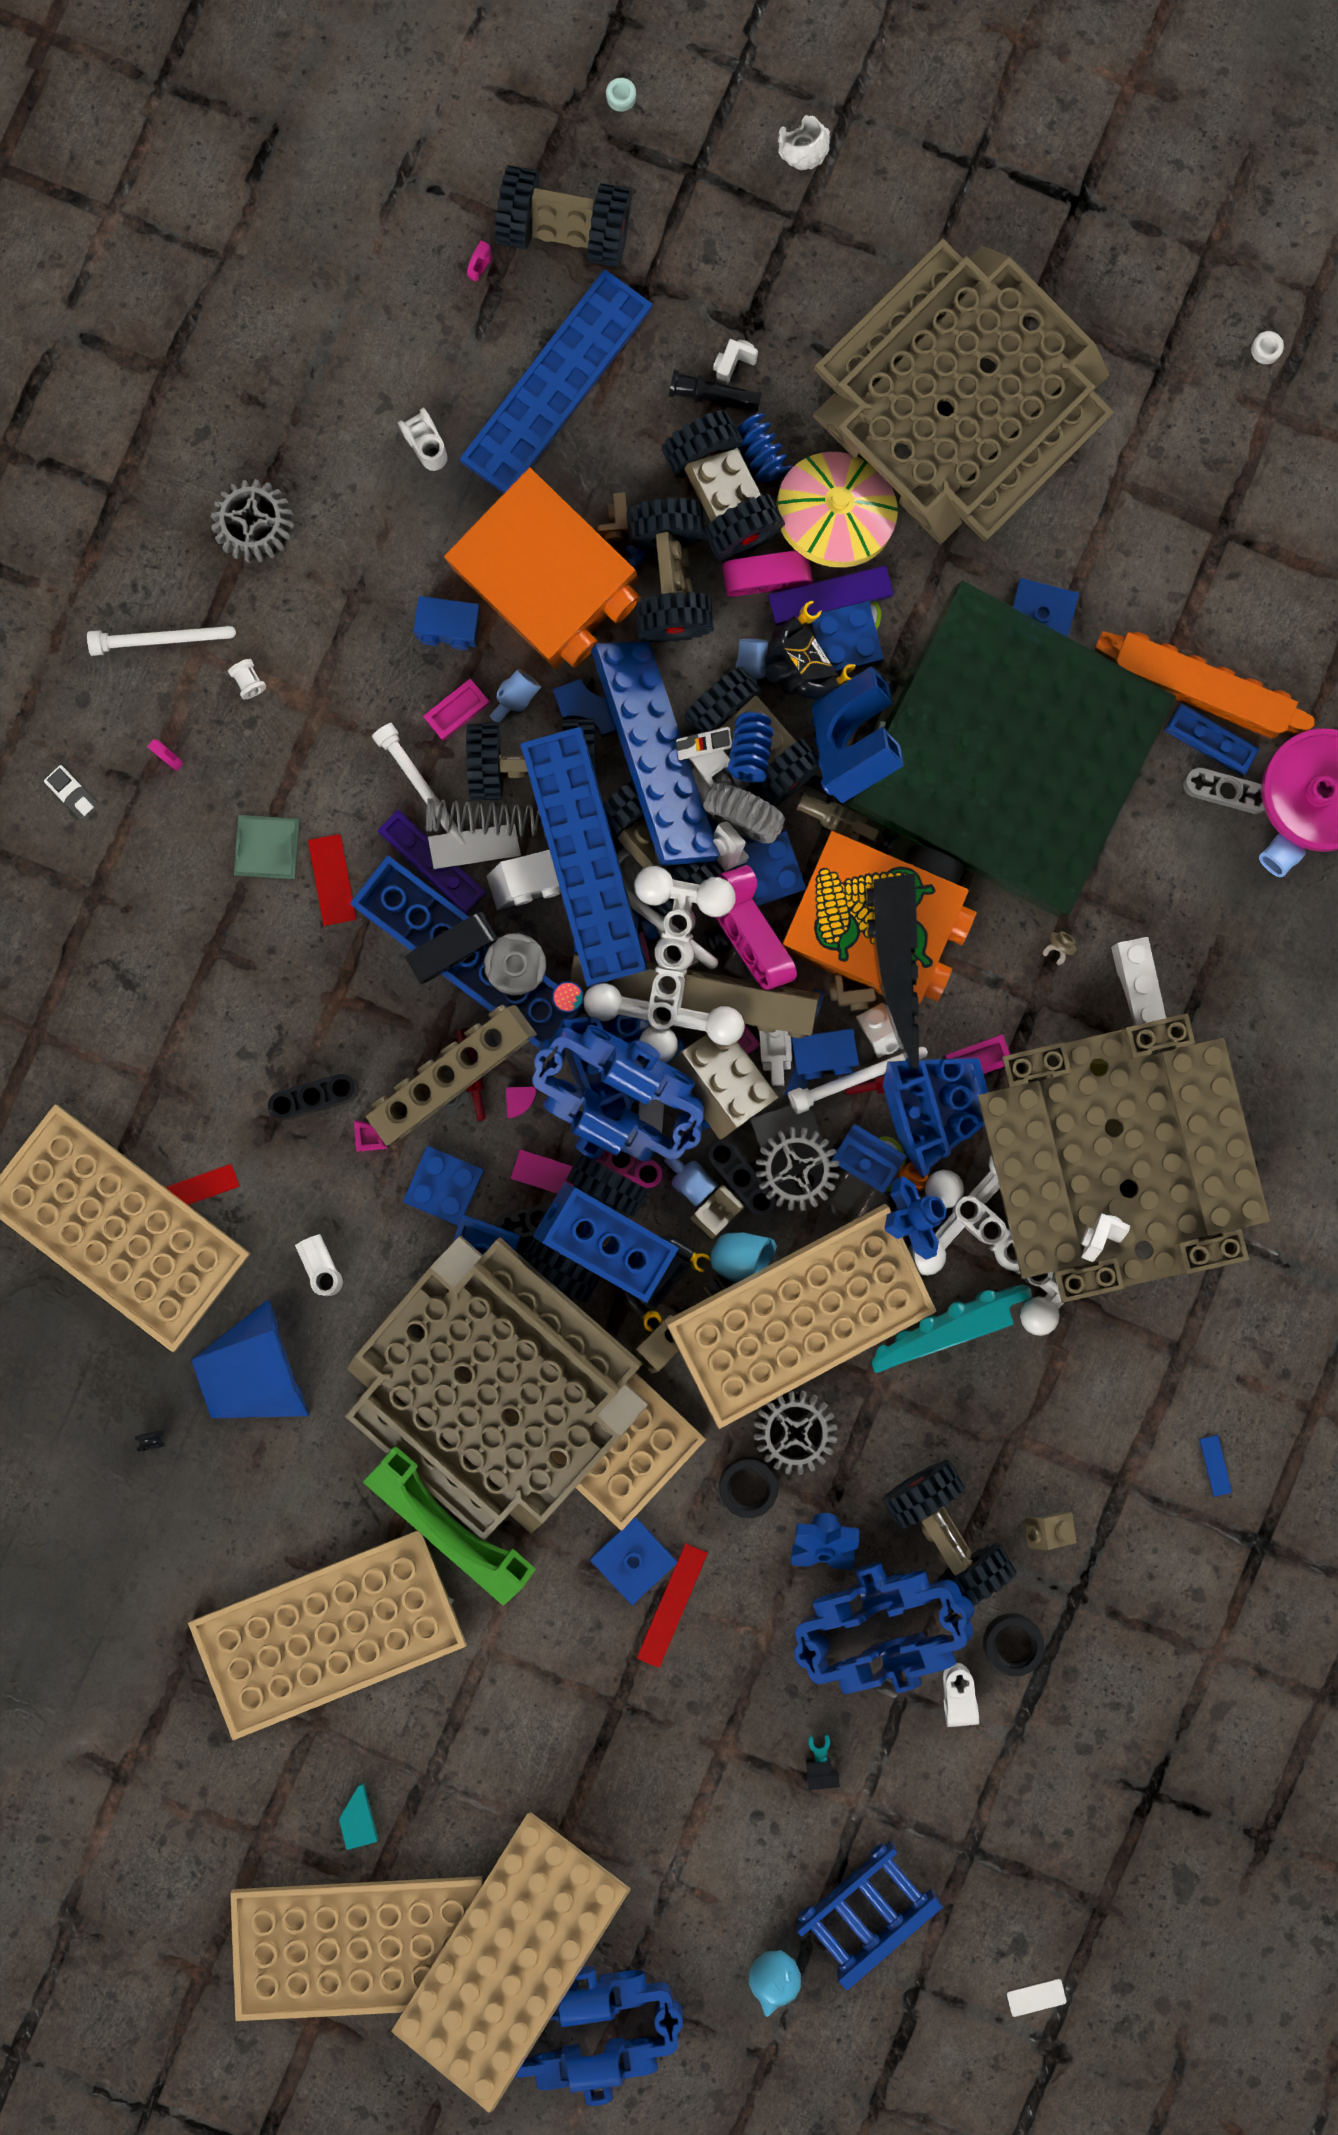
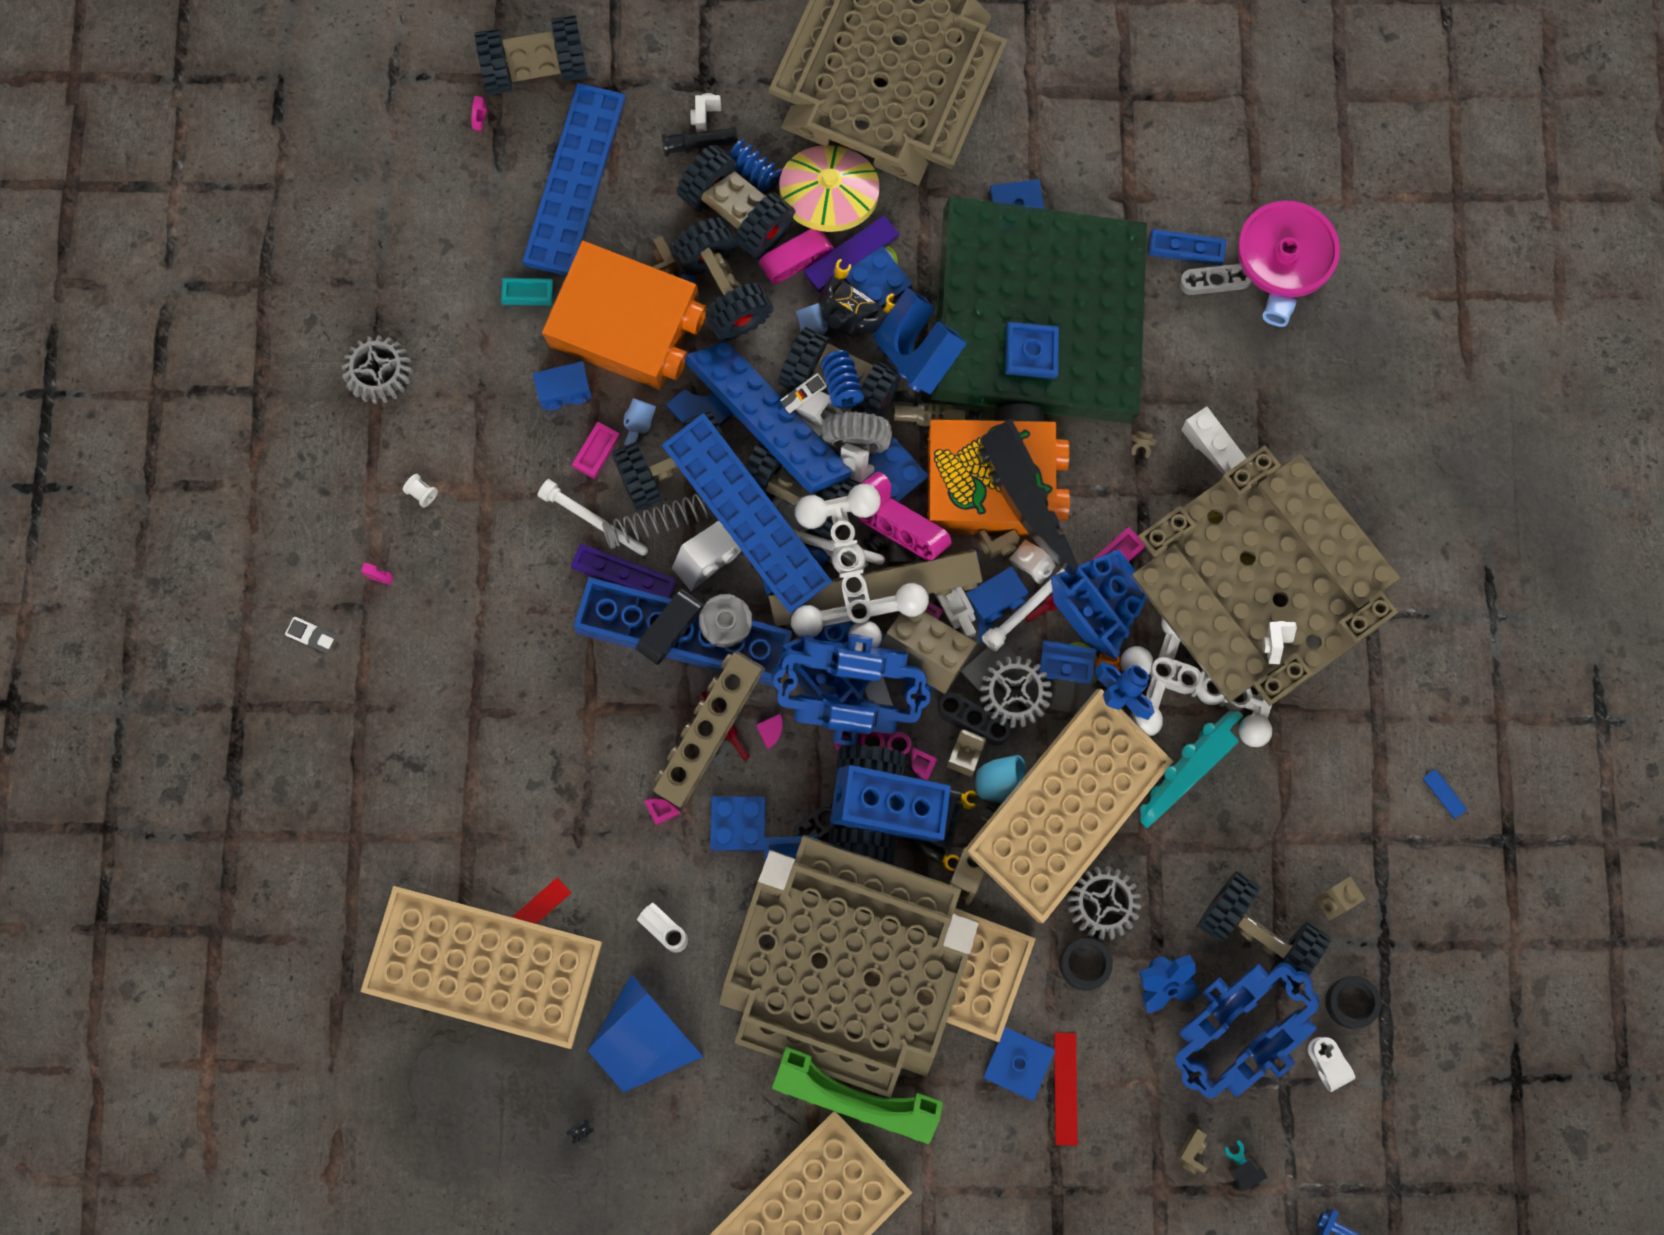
camera: 25 degrees left, 10 degrees down
(101, 642) = (292, 508): white piece -> none
(266, 847) = (486, 615): sand green piece -> none
(298, 1094) = (596, 806): black beam -> none
(331, 879) = (549, 619): red sticker -> none
(422, 436) = (486, 256): white piece -> none
(452, 495) = (527, 291): none -> teal tile
(478, 848) = (657, 547): white sticker -> none
(540, 1171) = (812, 780): dark pink tile -> none
(568, 997) = (778, 629): coral tile -> none
(666, 1203) = (922, 764): none -> dark pink tile
(691, 1180) = (934, 738): light blue piece -> none
(776, 1721) = (1192, 1147): none -> dark tan bracket
(976, 798) = (1031, 350): none -> blue plate
(1205, 686) = (1168, 208): orange hinge -> none

